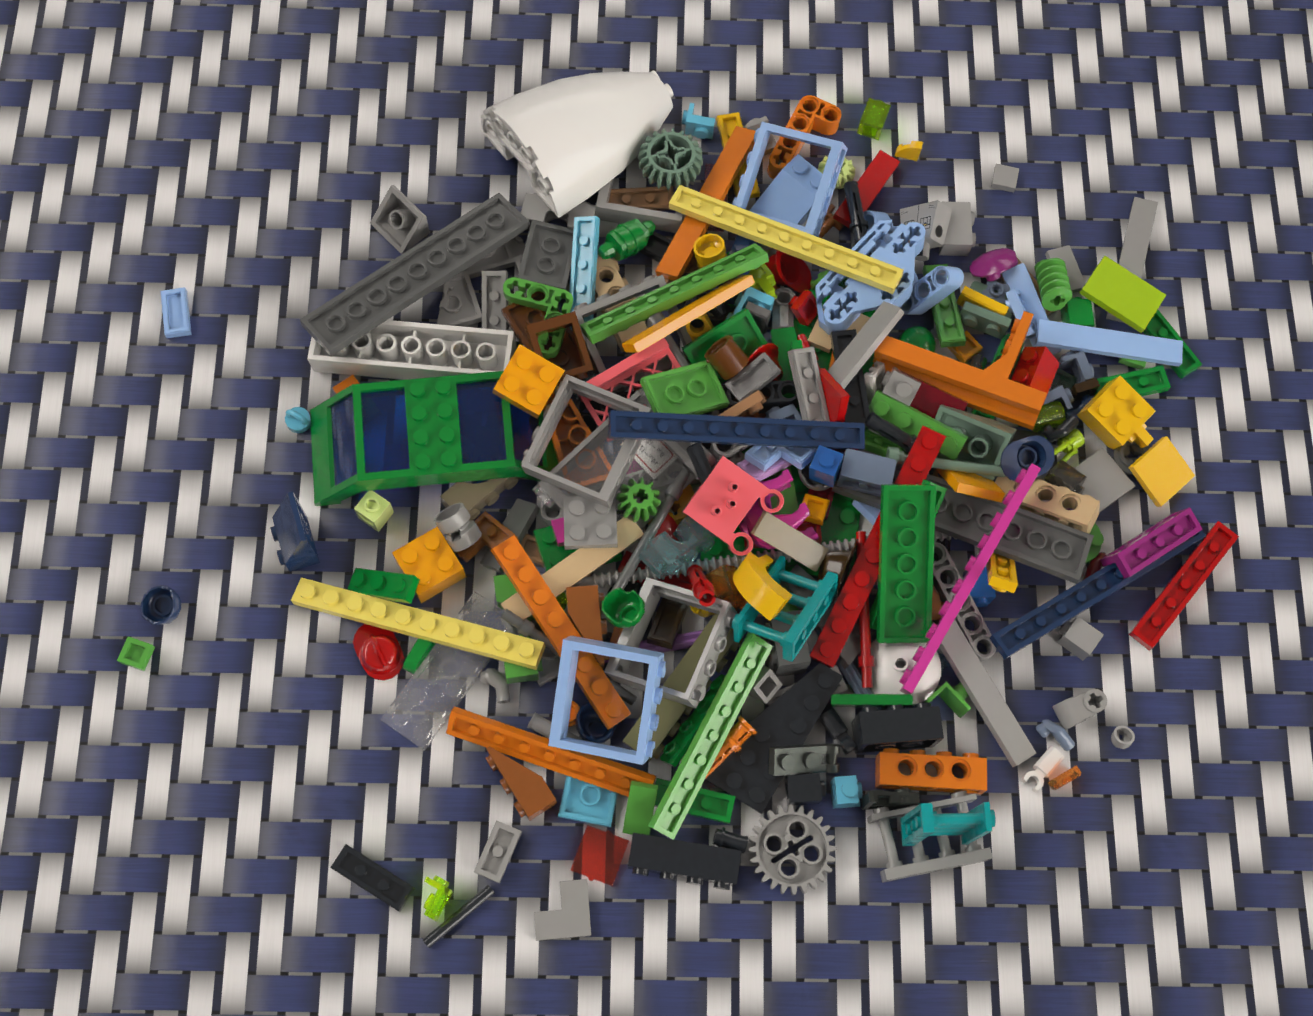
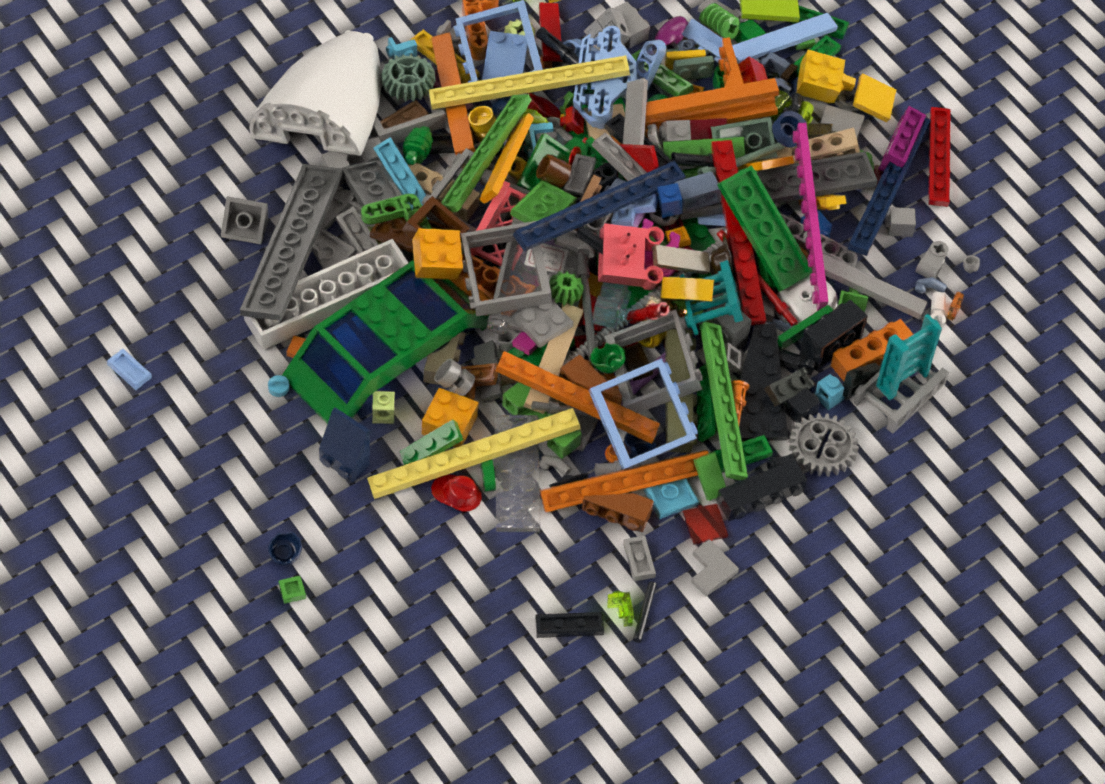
camera: 35 degrees left, 15 degrees down
(495, 712) = (569, 478): none -> black piece

